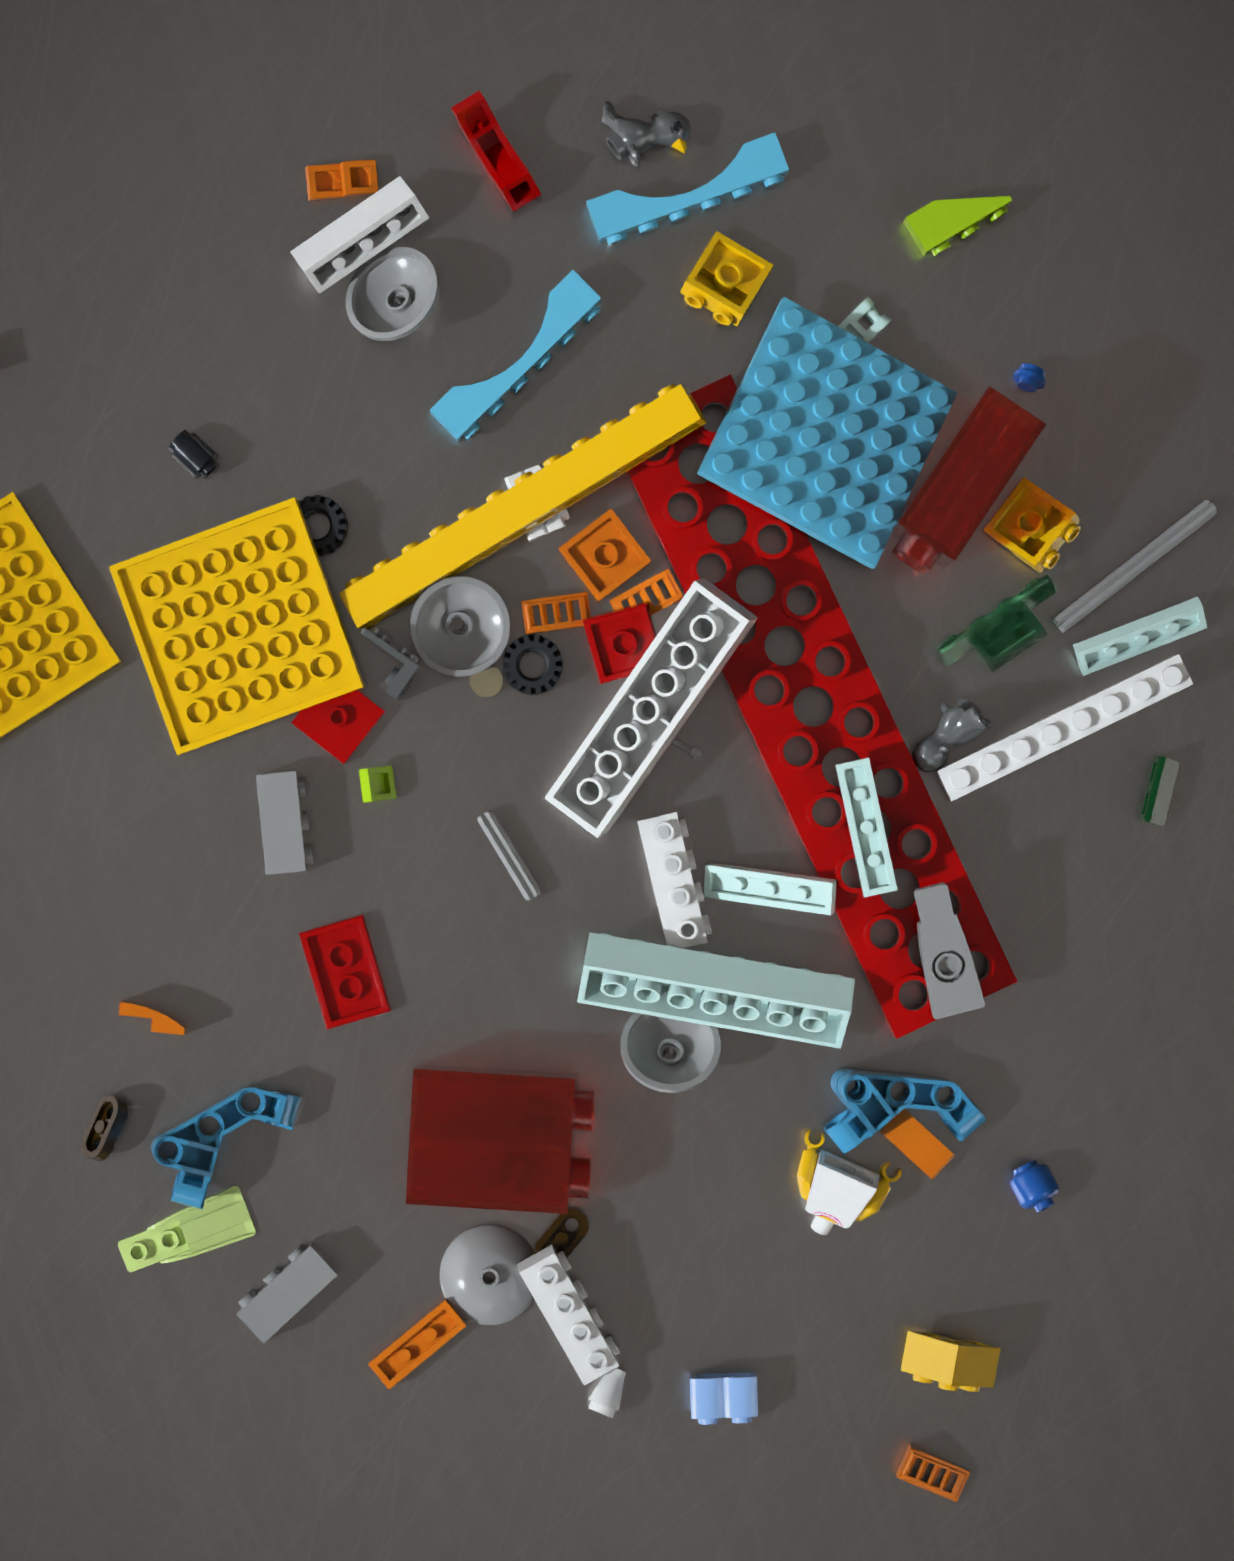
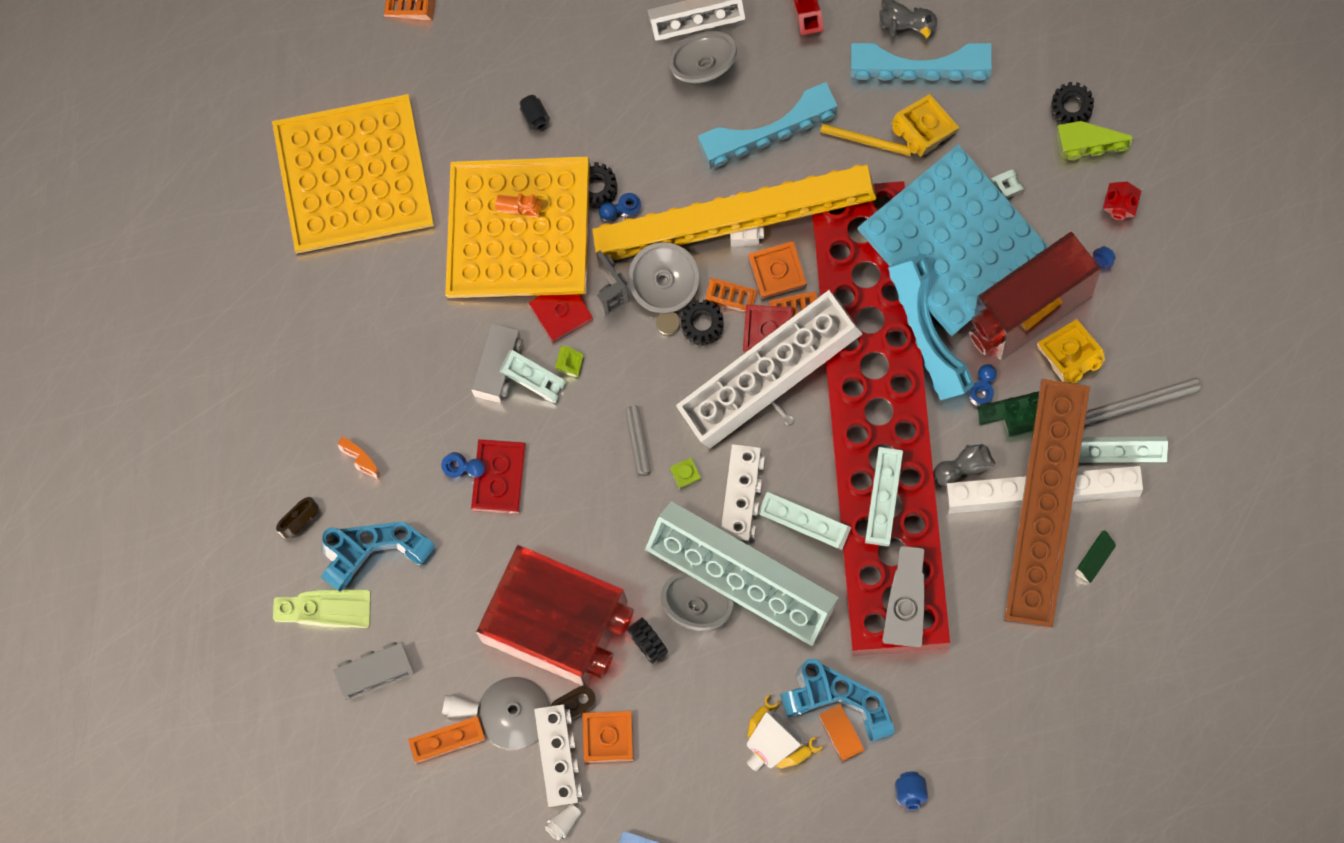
camera: 30 degrees right, 15 degrees down
(225, 601) = (515, 205): none -> orange bar
(311, 976) = (474, 467): none -> blue plate
(337, 826) = (532, 376): none -> light aqua plate
(349, 555) = (609, 211): none -> blue plate
(416, 1296) = (459, 707): none -> white cone
(588, 877) = (685, 473): none -> lime plate
(622, 1262) = (607, 736): none -> orange plate
(626, 1122) = (647, 640): none -> black tyre
(652, 326) = (865, 139): none -> yellow bar
(882, 617) = (947, 371): none -> medium azure arch
(912, 155) = (1075, 91): none -> black tyre
(933, 596) = (986, 374): none -> blue plate
(1027, 290) = (1122, 200): none -> red brick
(1077, 750) = (1046, 502): none -> dark orange plate

